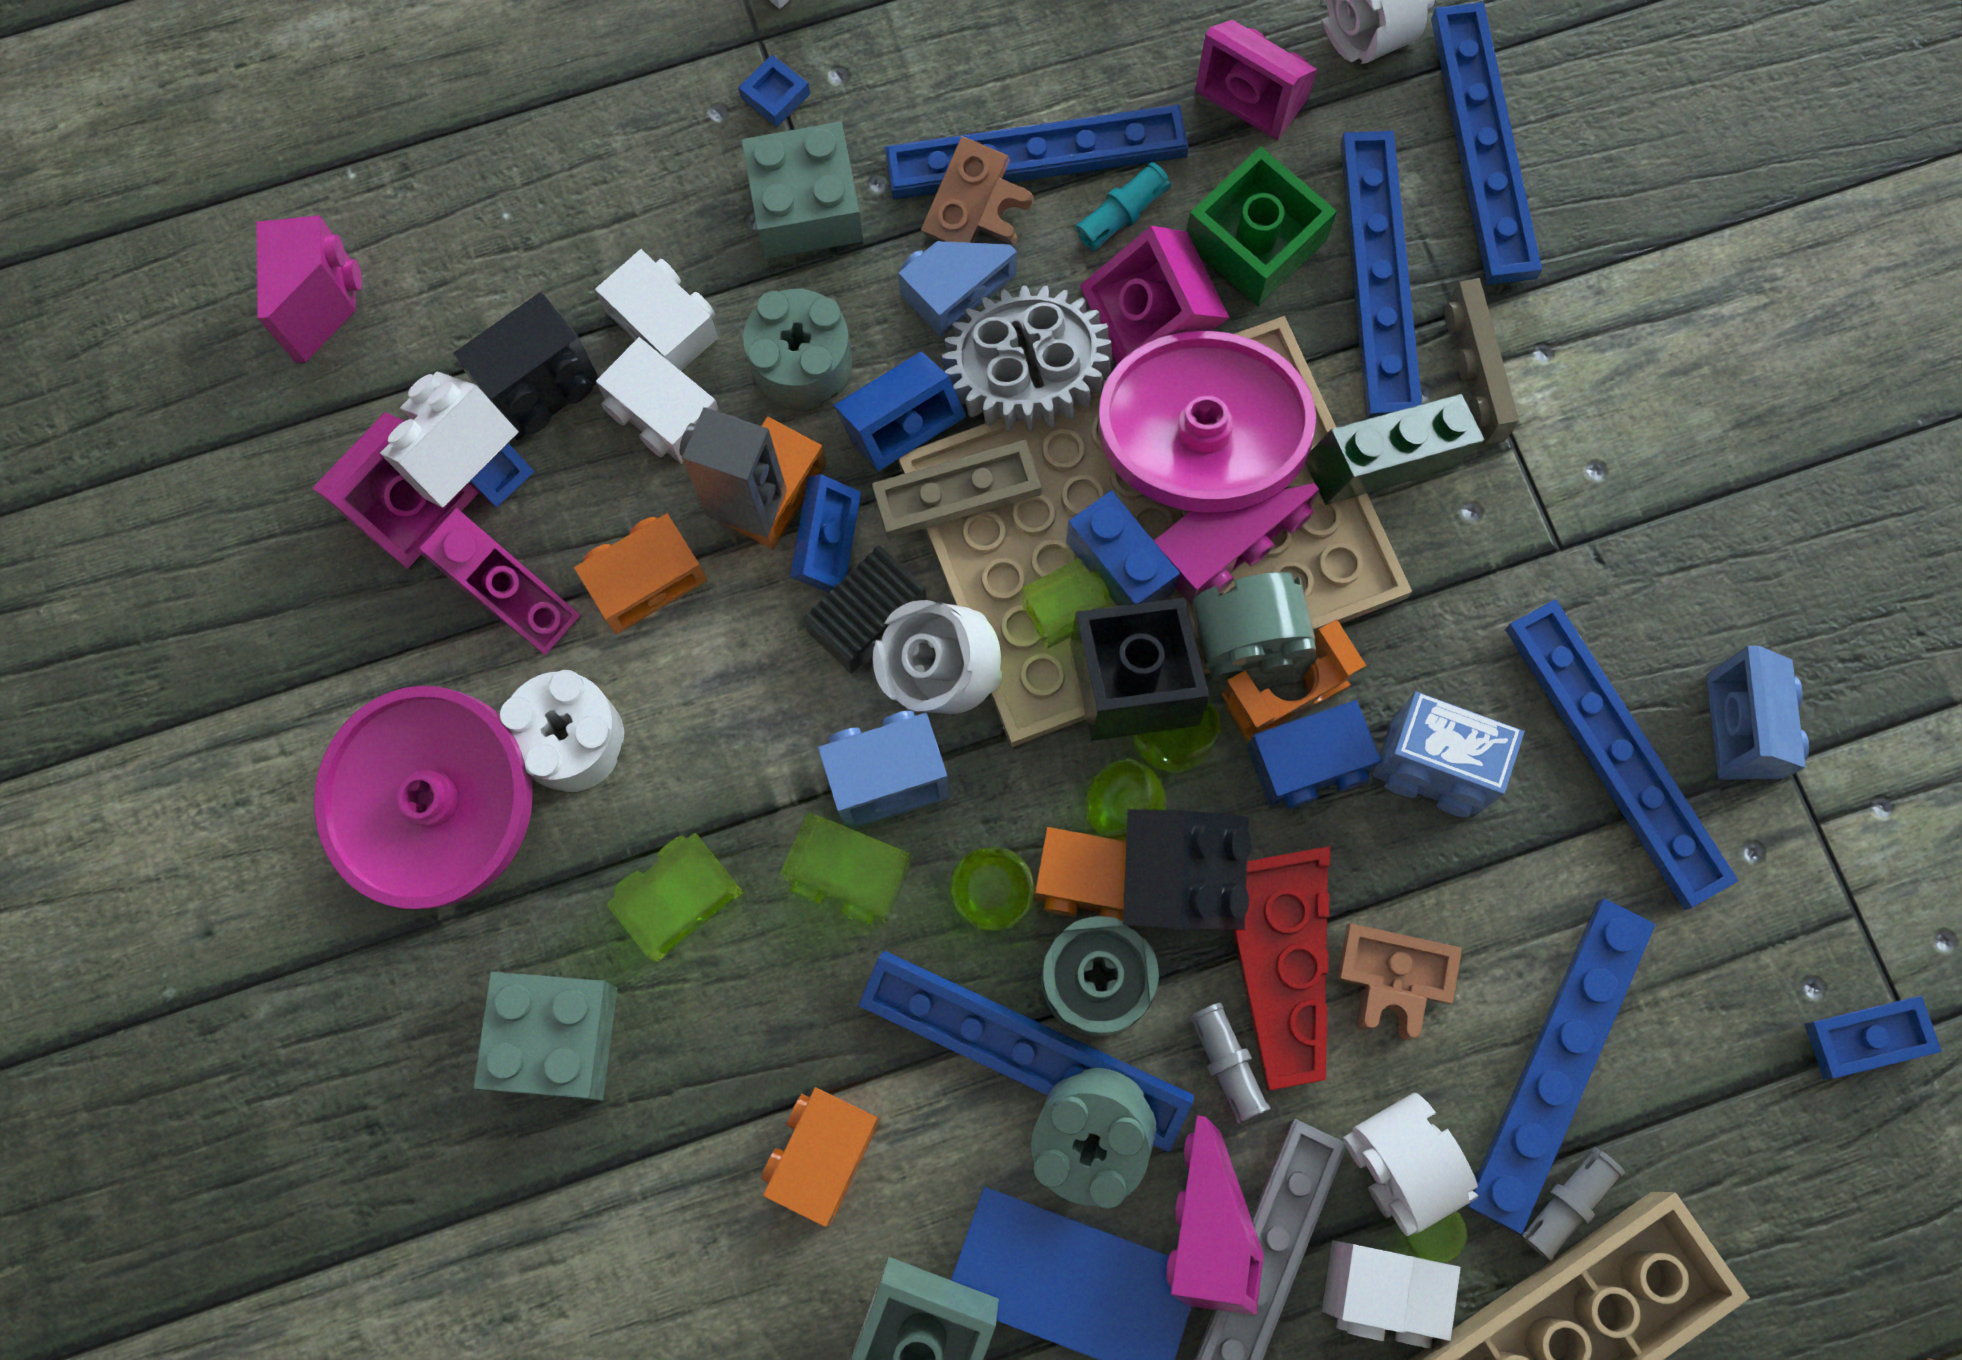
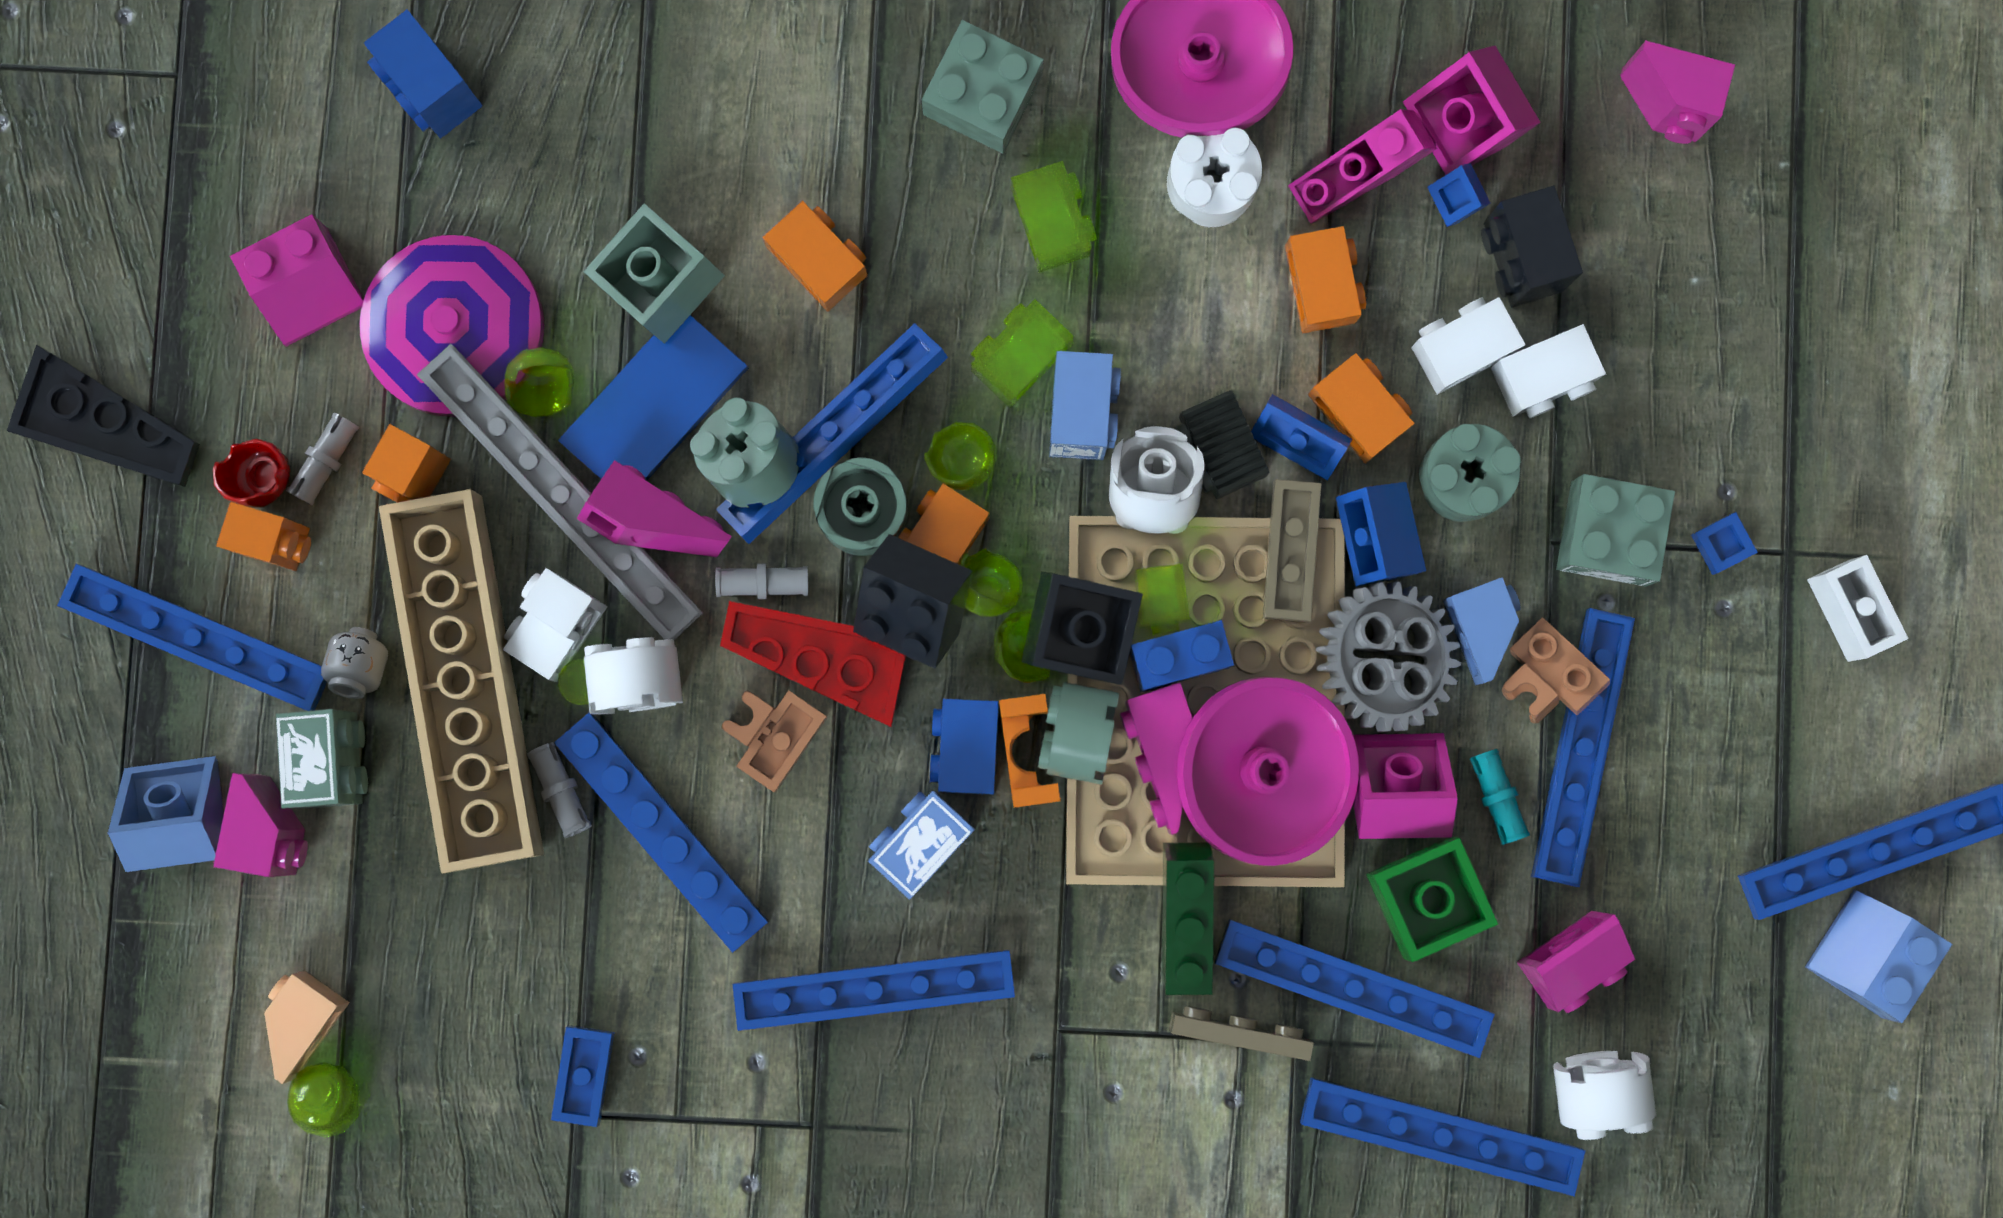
camera: 110 degrees right, 10 degrees up
(447, 437) = (1487, 162): white brick -> none
(734, 471) = (1356, 365): dark grey brick -> none
(1757, 716) = (854, 1111): medium blue slope -> none

